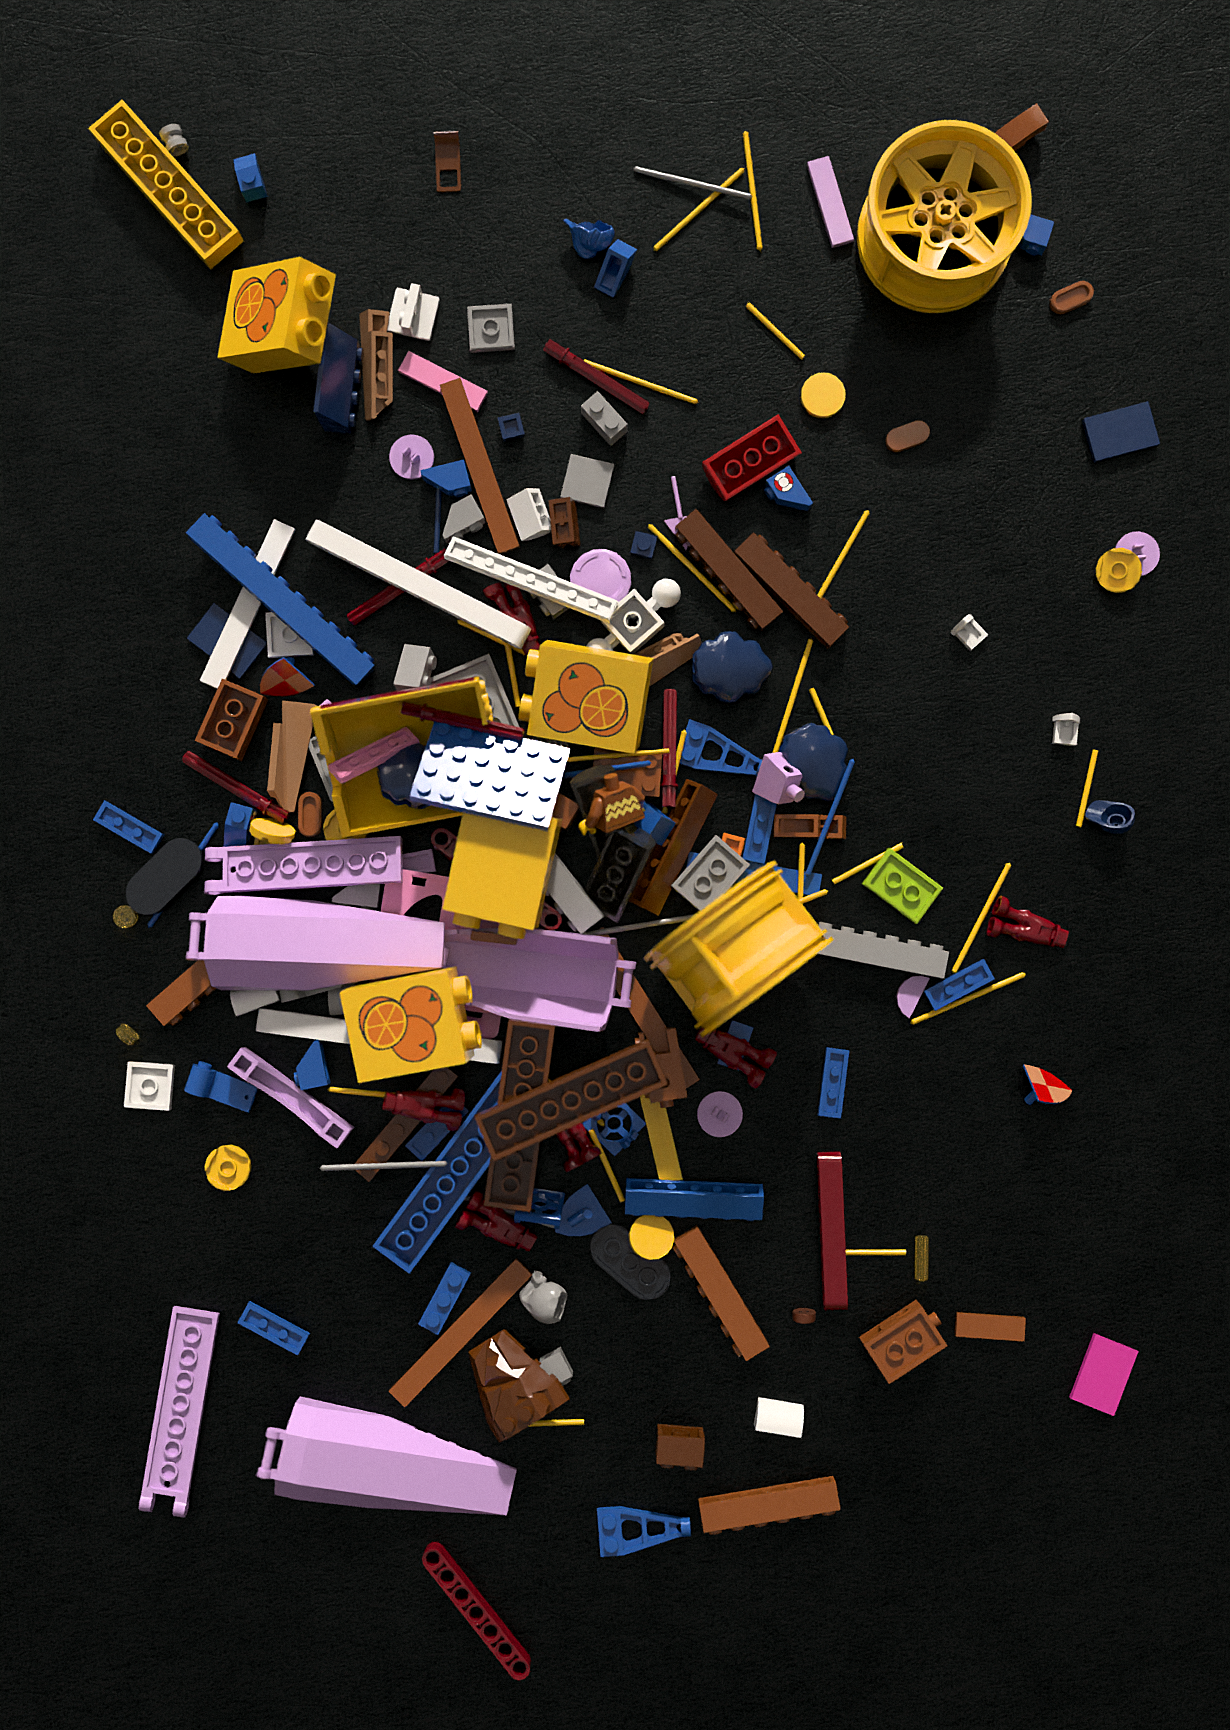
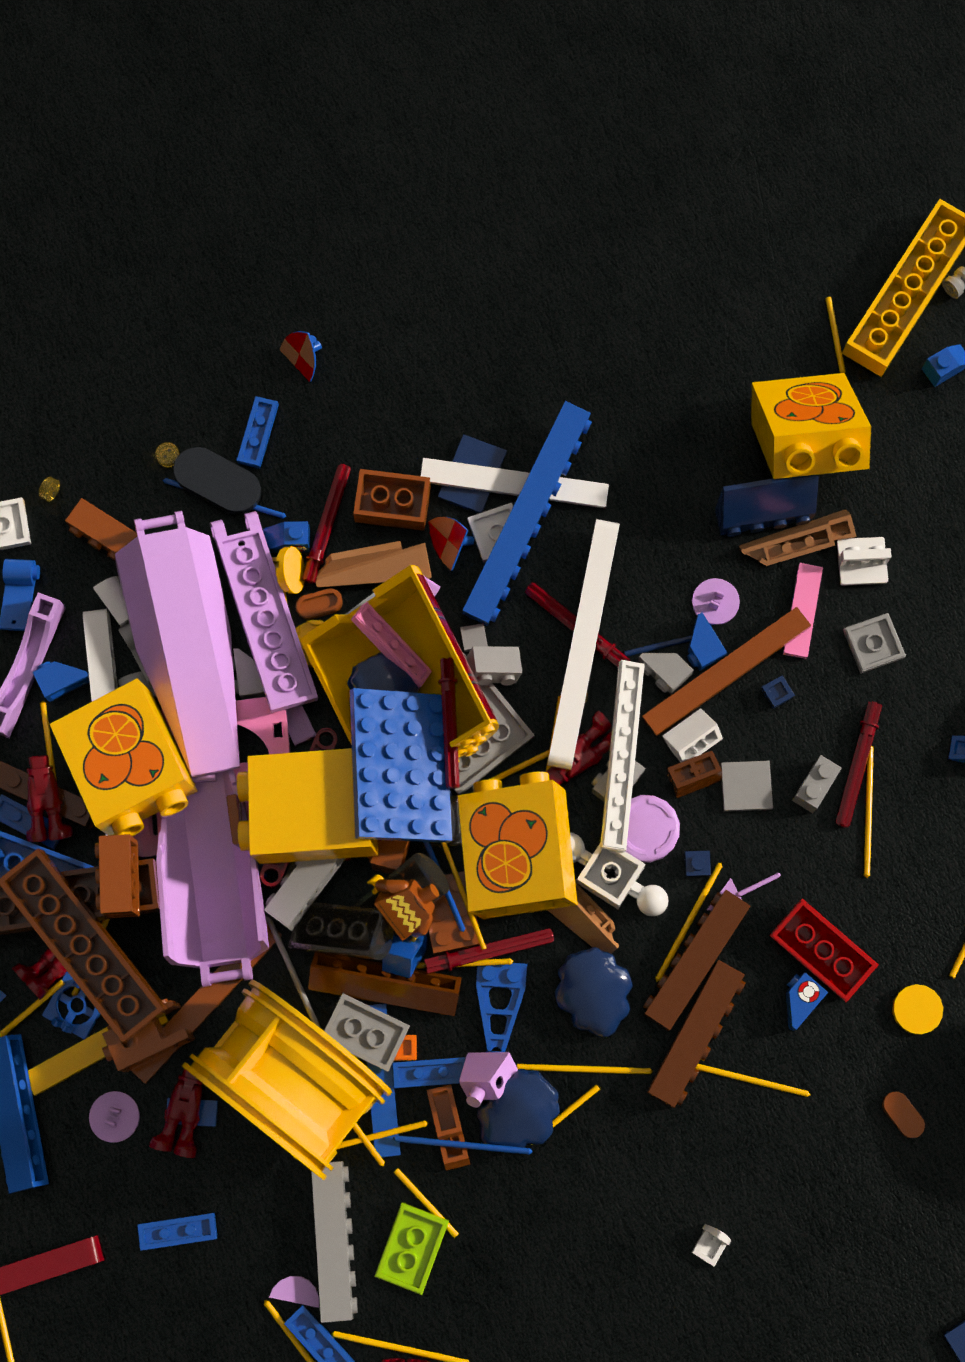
camera: 70 degrees right, 10 degrees down
(62, 765) = (300, 350): none -> shield
(190, 269) = (835, 335): none -> yellow axle
(382, 682) = (473, 636): none -> light grey tile
(518, 1052) = (117, 876): none -> dark orange brick

